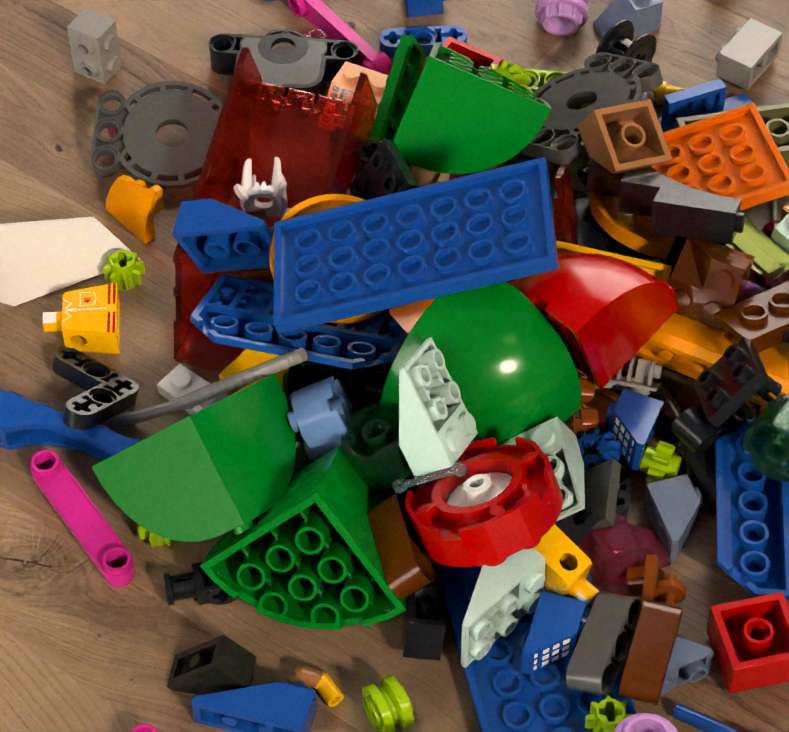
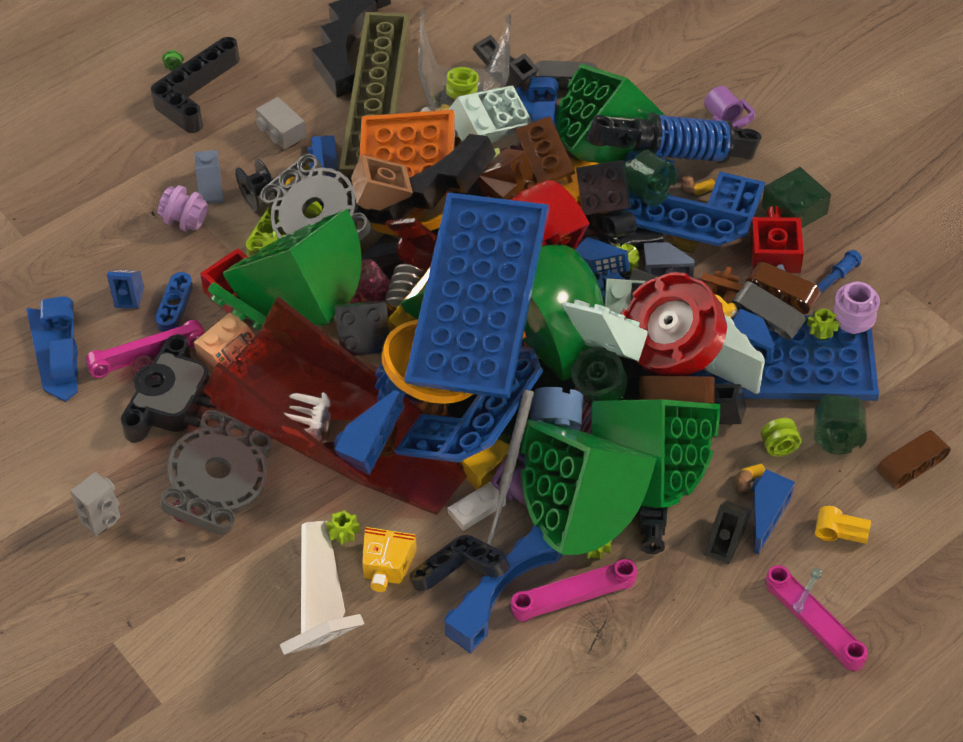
camera: 75 degrees left, 0 degrees up
(135, 206) = (282, 506): light orange slope -> none
(401, 485) = (643, 369): clear light blue hinge -> none

